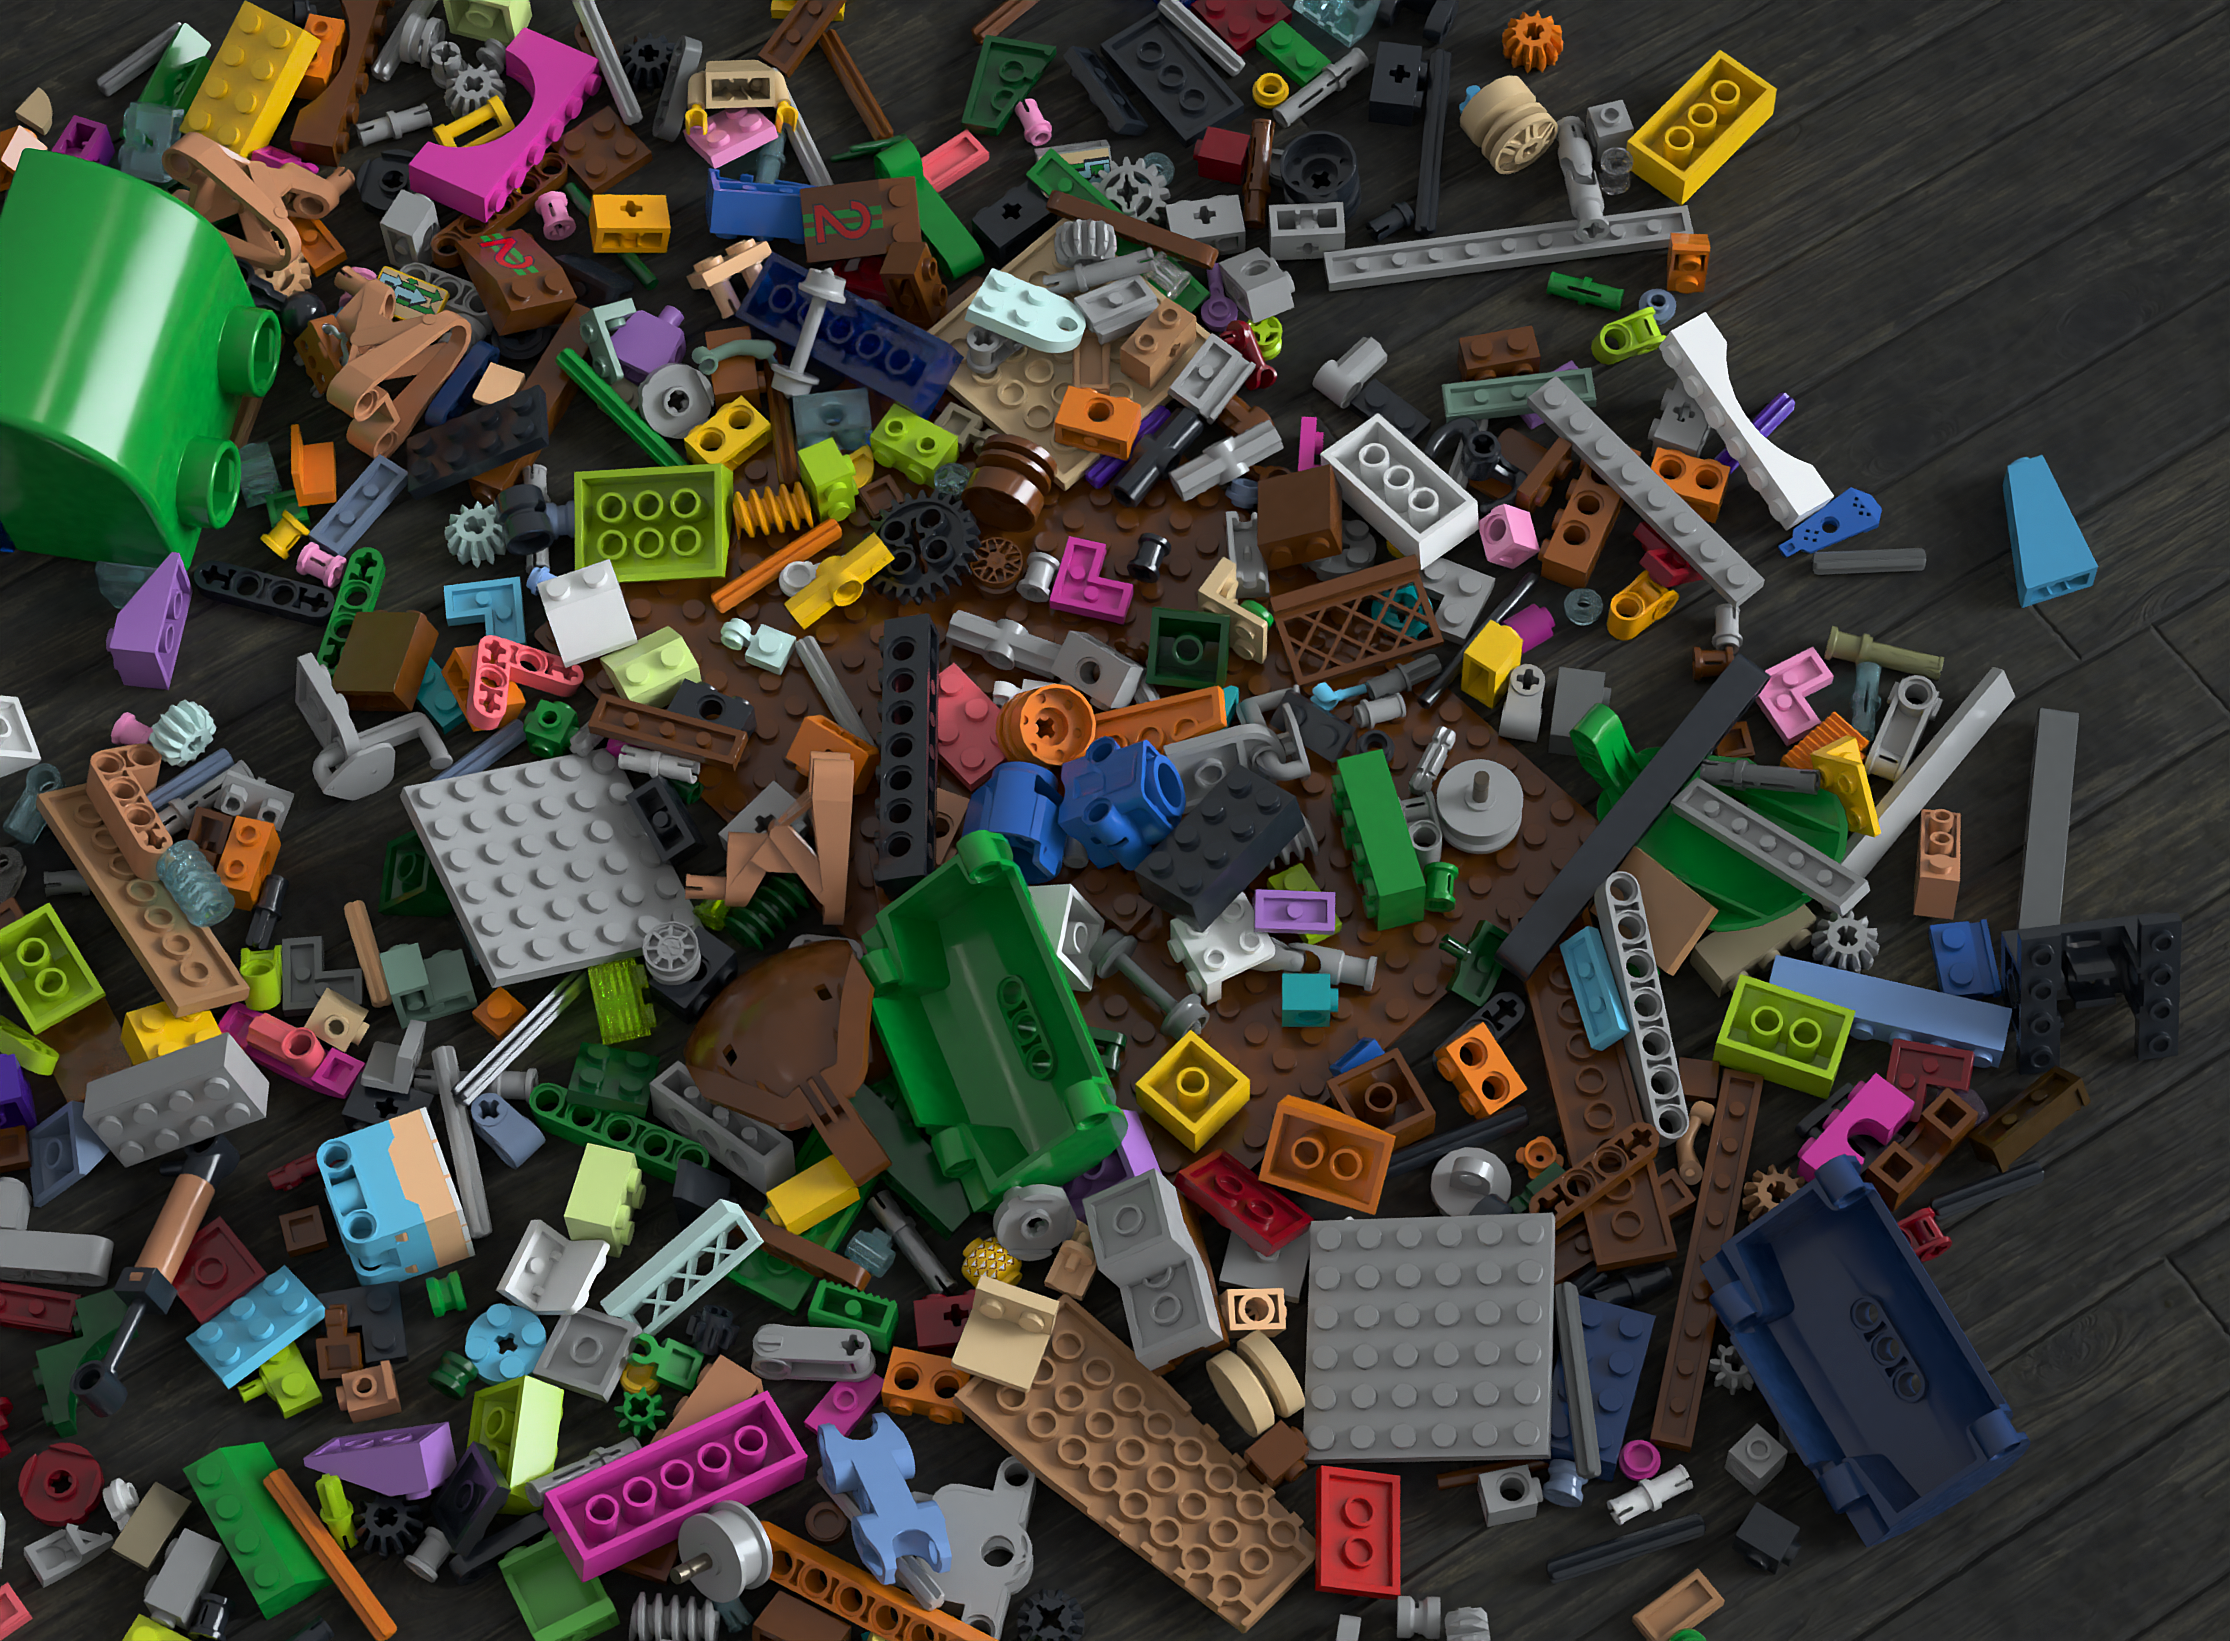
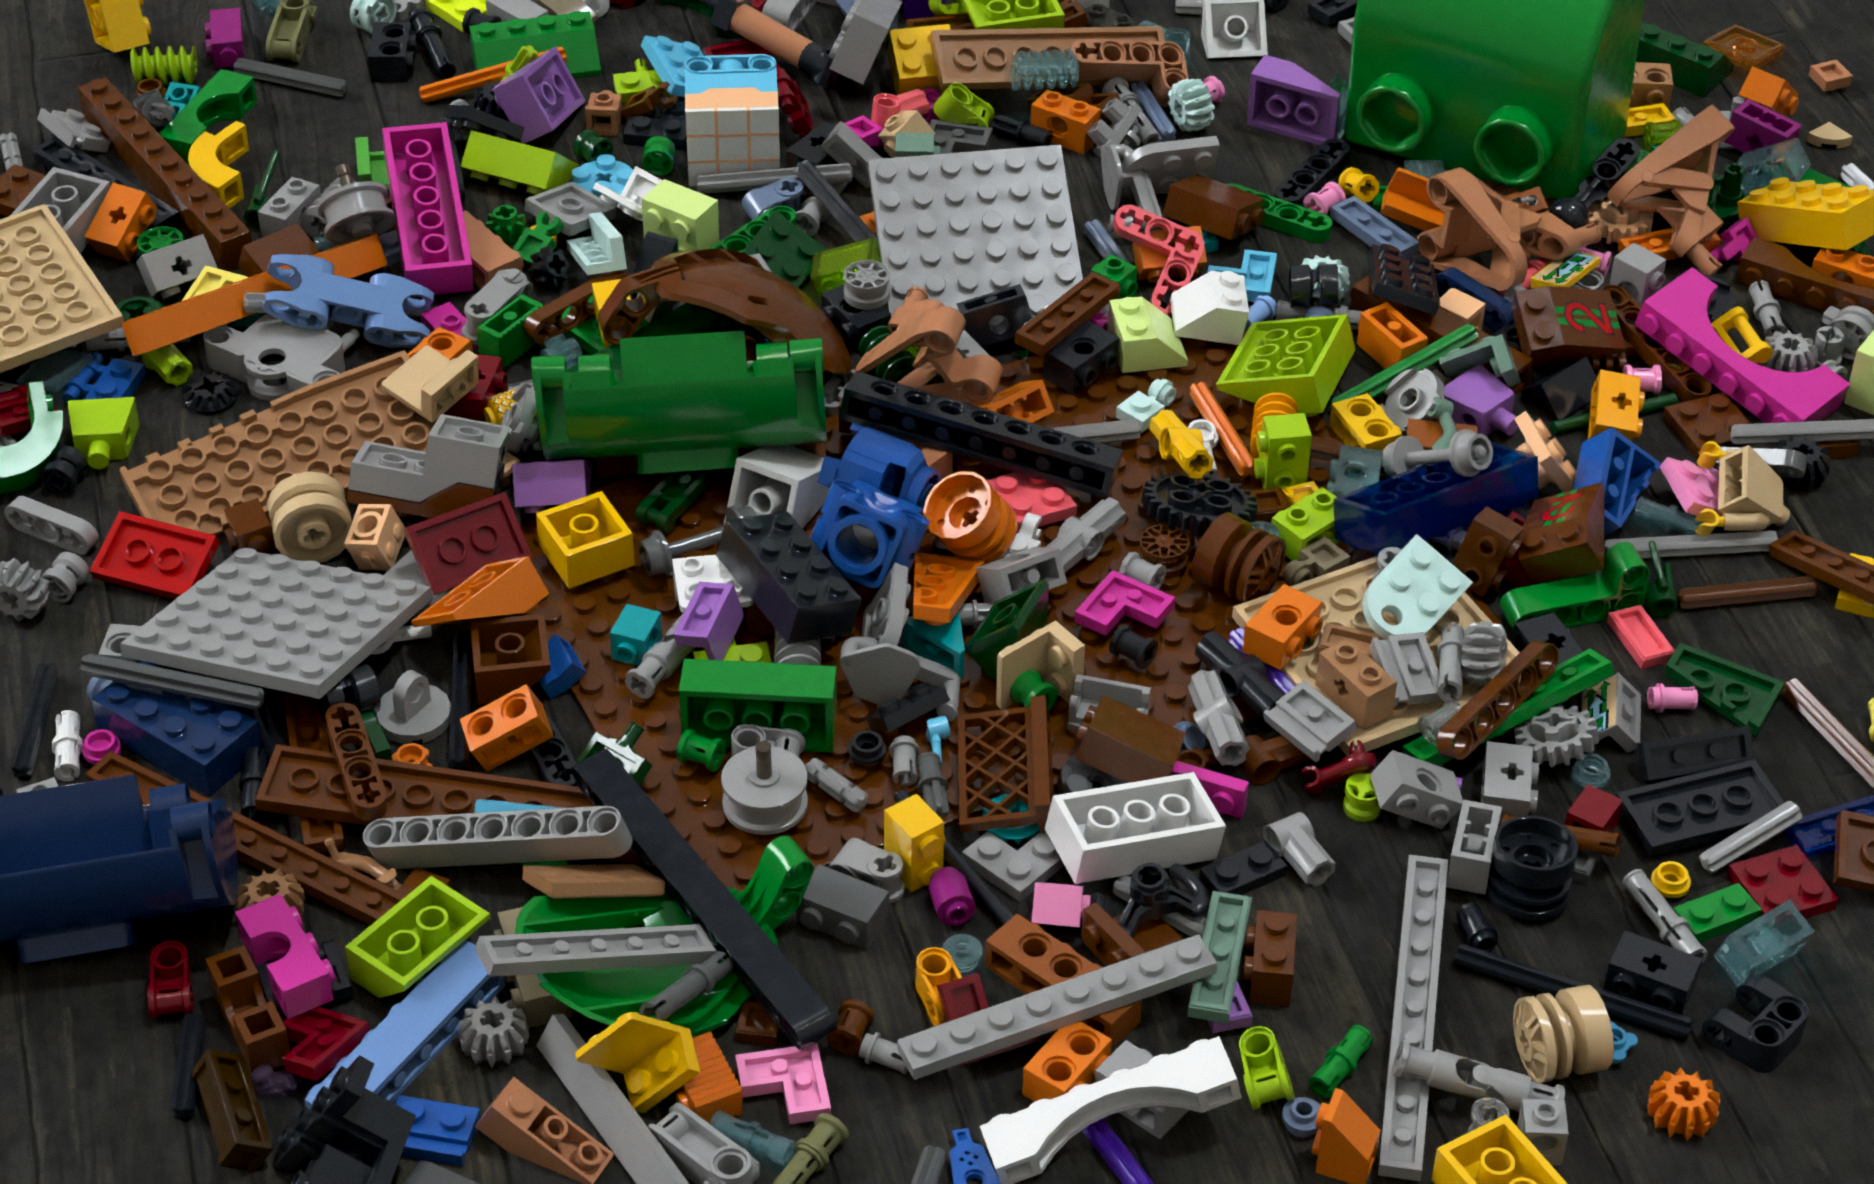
camera: 105 degrees right, 20 degrees down
(579, 438) = (1388, 335): none -> orange brick
(597, 1458) = (476, 194): light grey pin -> none

